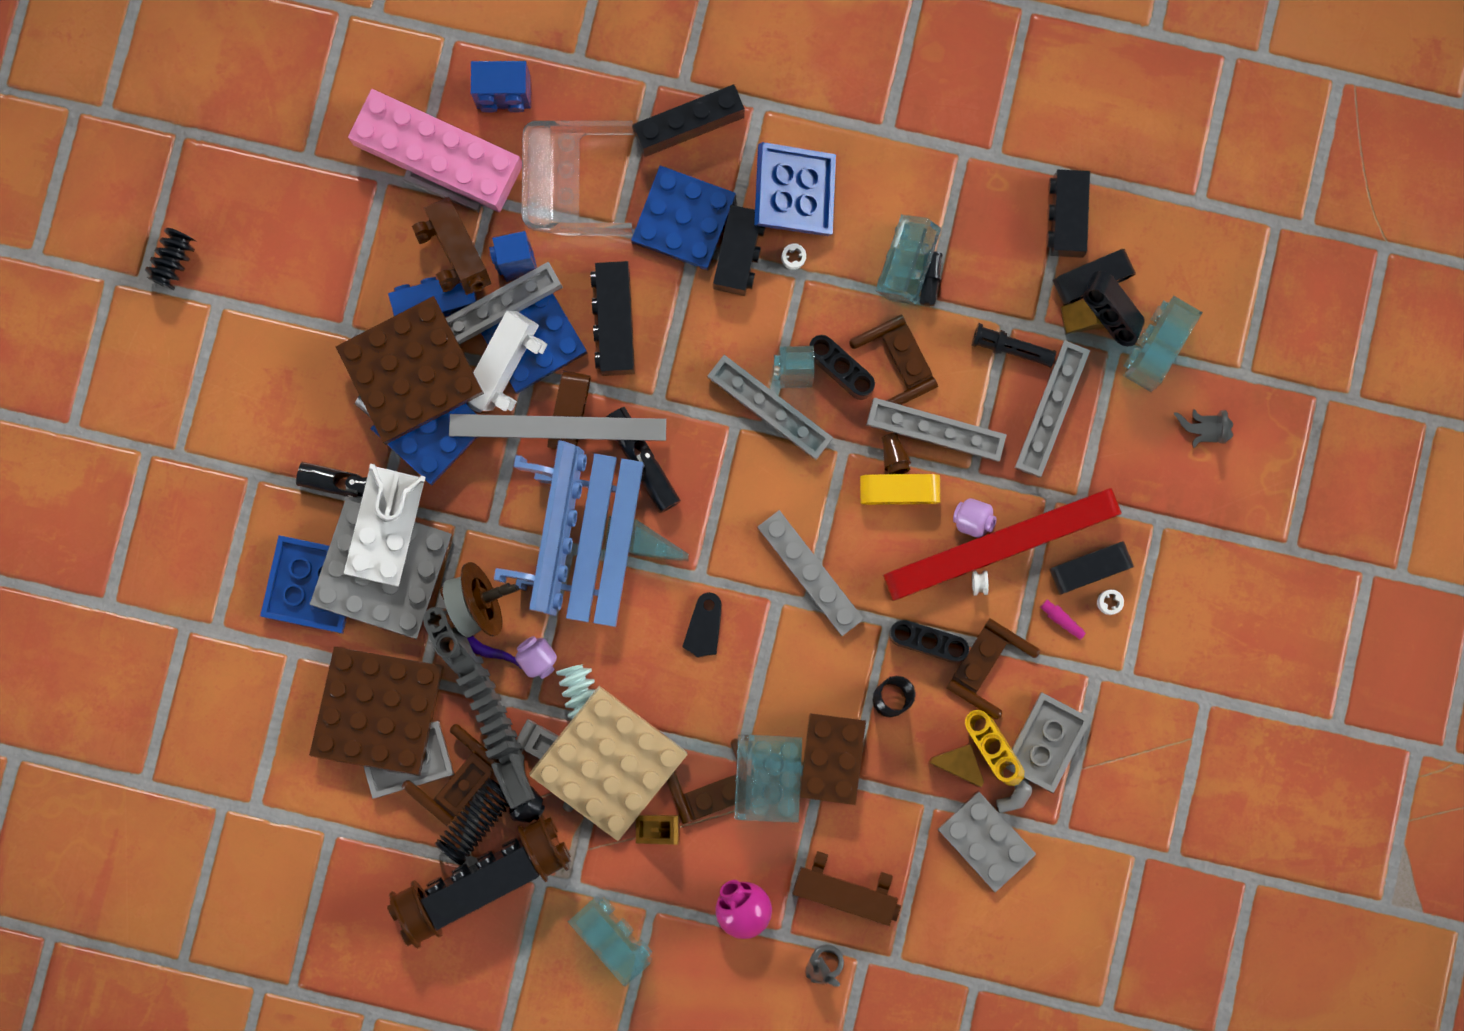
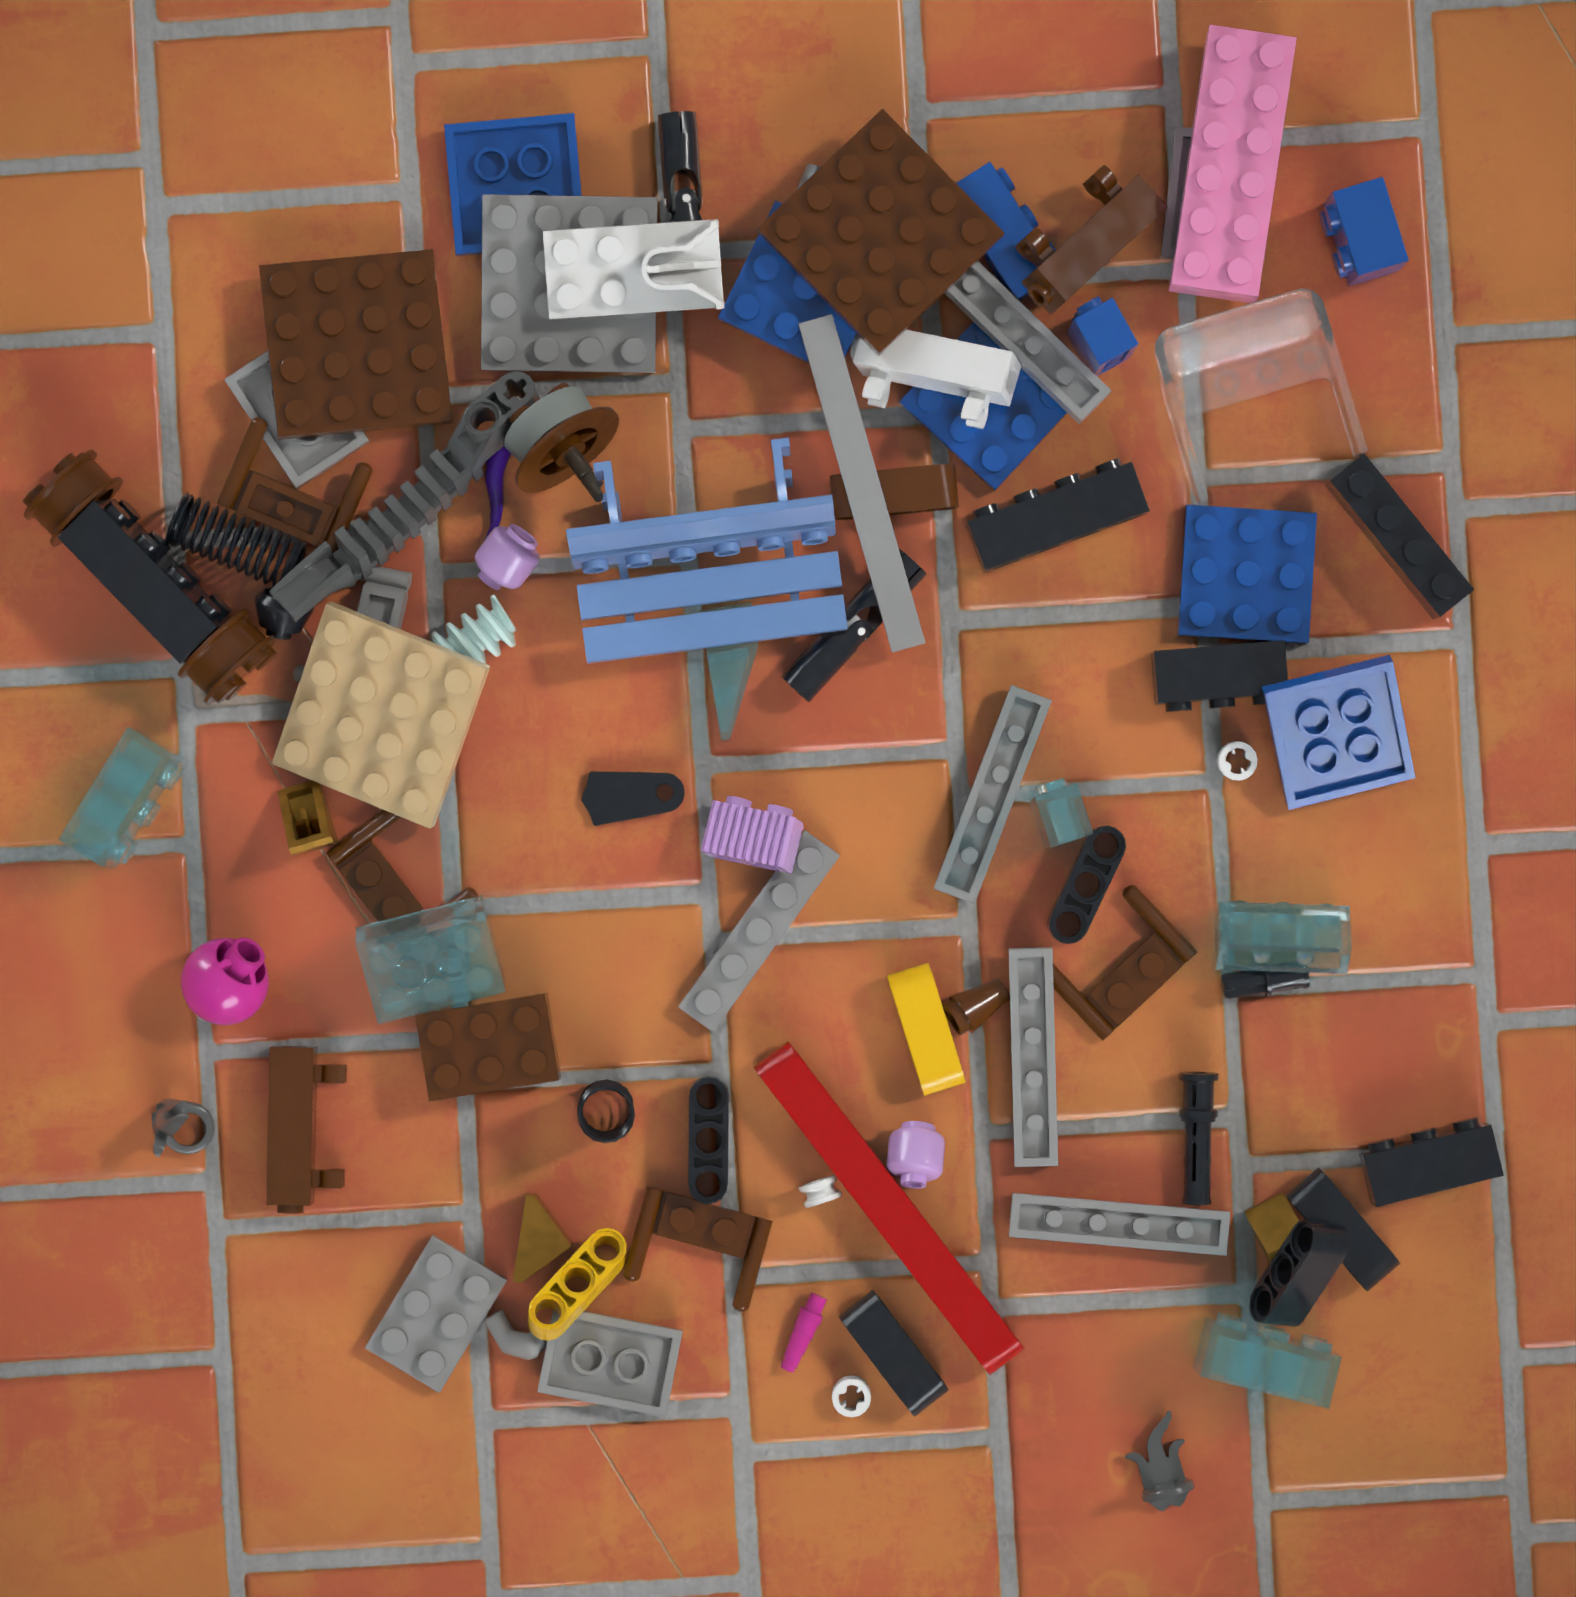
camera: 70 degrees right, 5 degrees up
(751, 558) = (752, 835): none -> lavender brick

